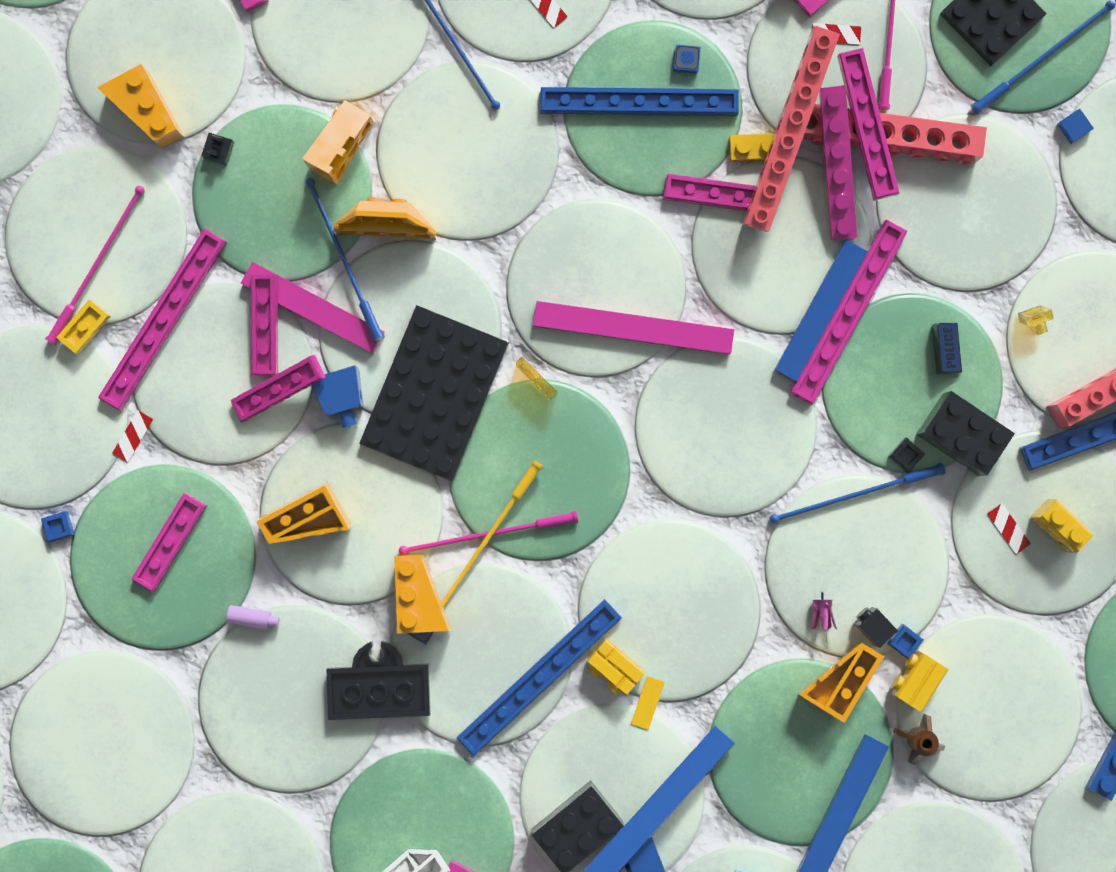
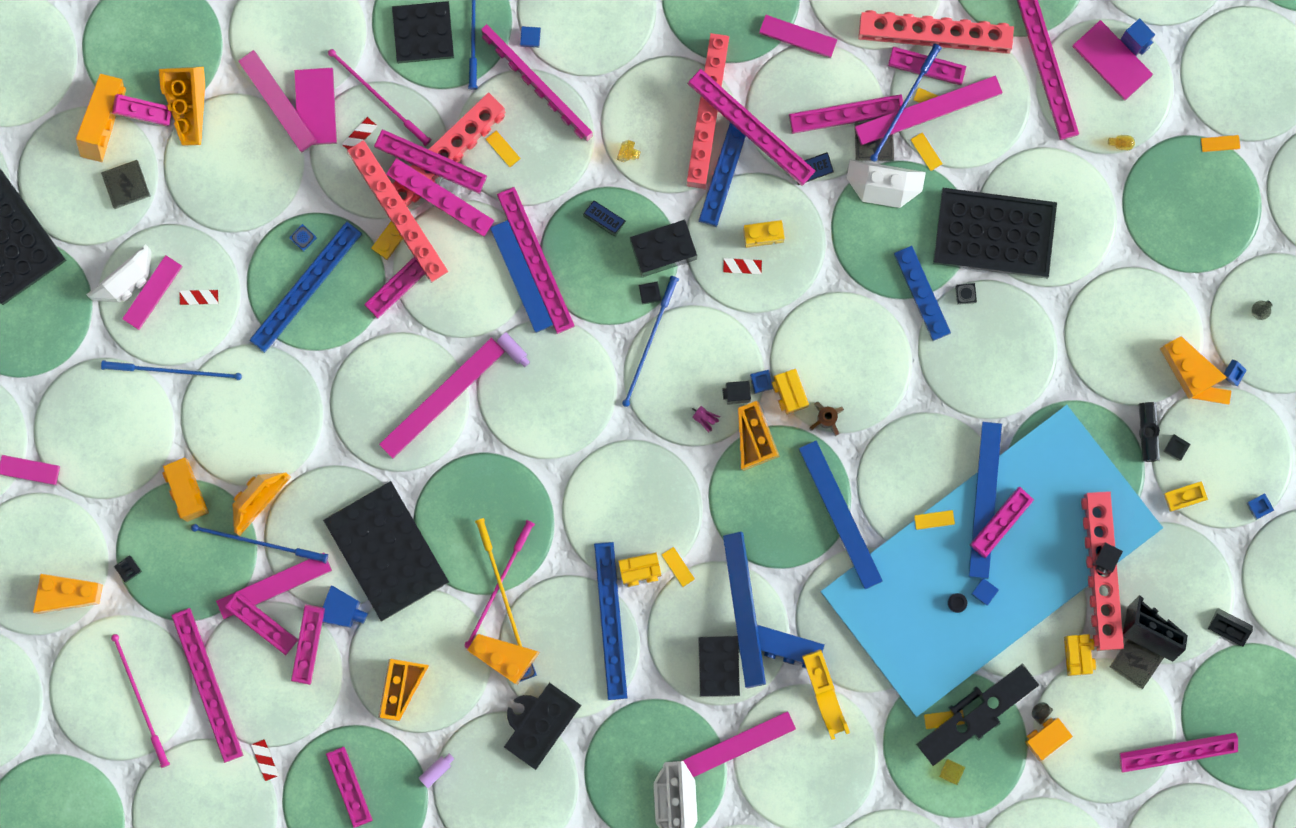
camera: 50 degrees left, 5 degrees down
(83, 327) = (173, 737): yellow plate -> none
(536, 378) = (426, 481): clear yellow tile -> none
(739, 361) = (513, 349): none -> lavender cylinder
(936, 189) = (503, 148): none -> yellow sticker
(1034, 160) = (541, 88): none -> dark pink plate

